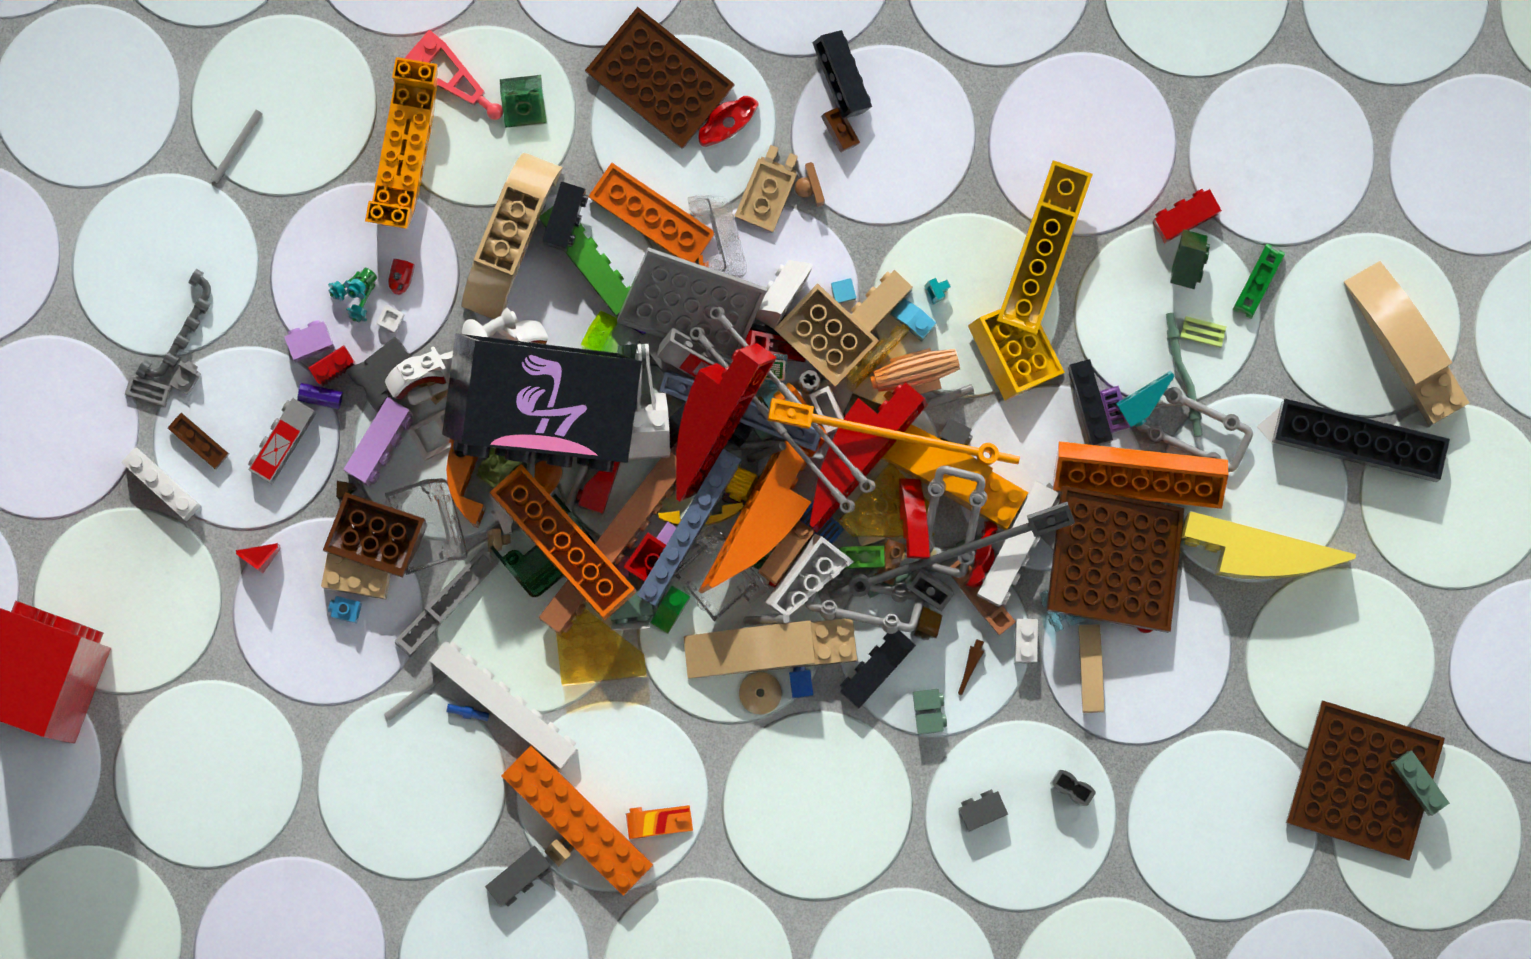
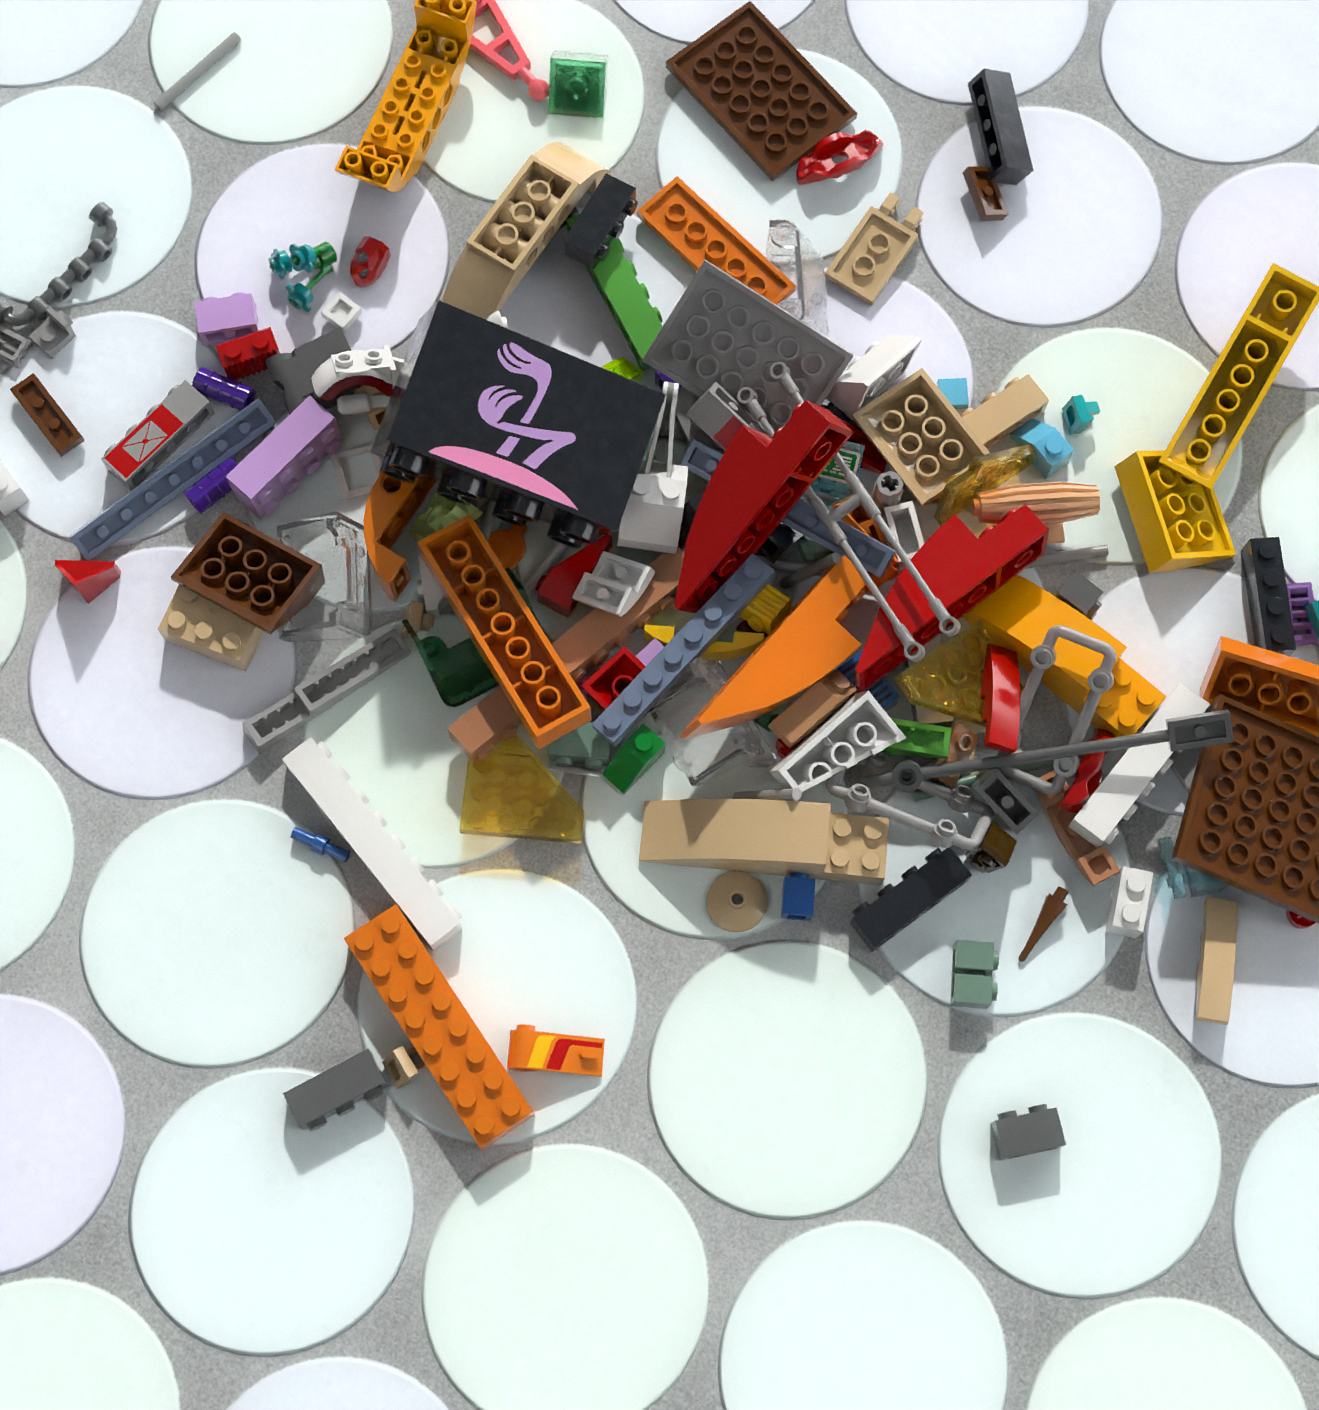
camera: 10 degrees right, 10 degrees down
(301, 471) = (172, 480): none -> sand blue plate
(331, 470) = (211, 488): none -> dark purple axle
(343, 487) = (222, 505): dark brown slope -> none
(352, 612) = (190, 678): dark azure brick -> none
(415, 695) = (253, 807): light grey bar -> none
(631, 490) = (614, 584): none -> white slope
(802, 416) = (875, 515): light orange bar -> none
(807, 186) = (933, 253): medium nougat tile -> none
(1067, 784) = (1172, 1132): dark grey brick -> none

